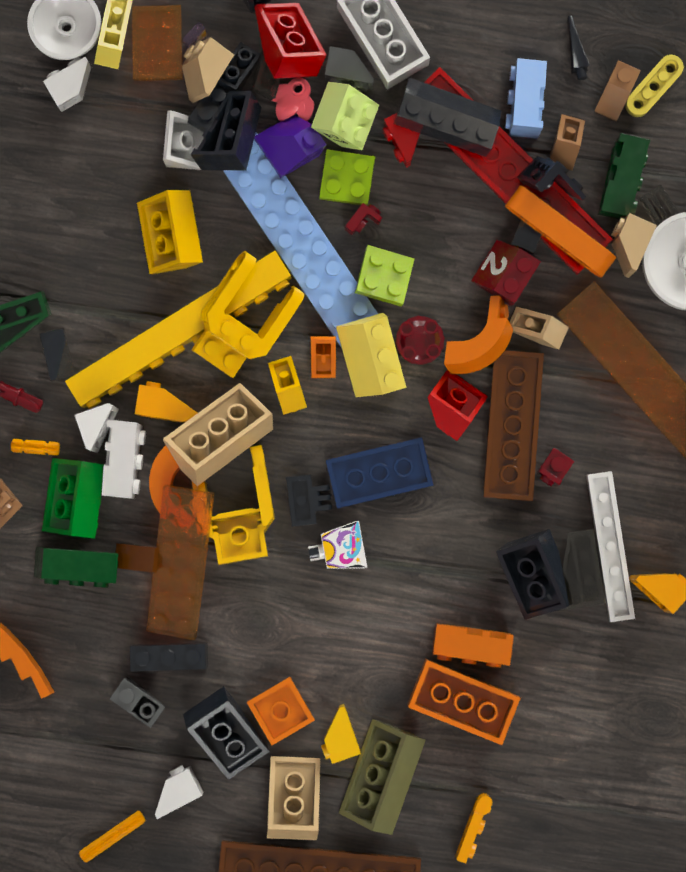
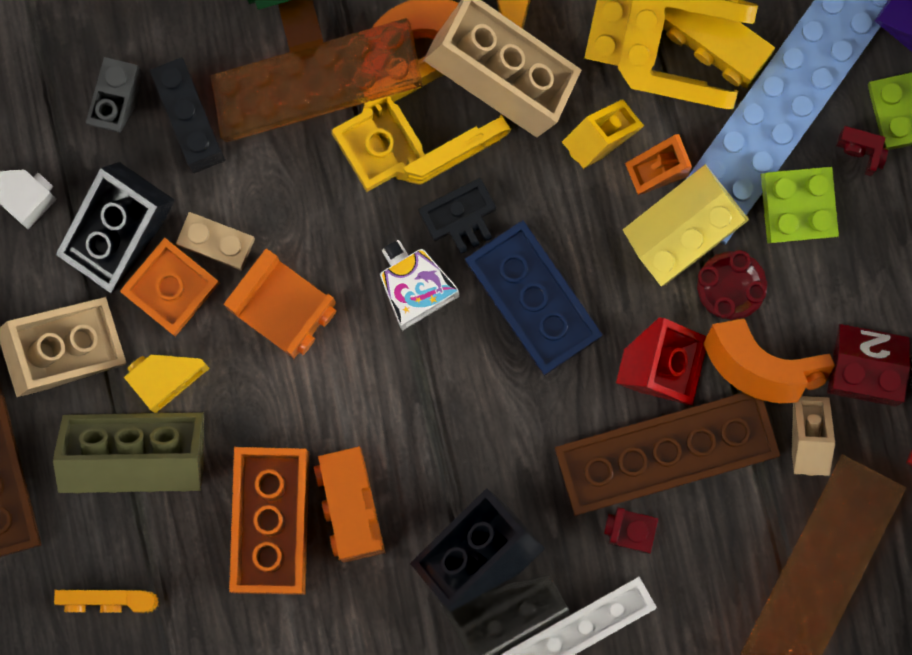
camera: 75 degrees right, 5 degrees down
(260, 669) = (215, 241): none -> tan plate
(321, 640) = (280, 304): none -> orange panel

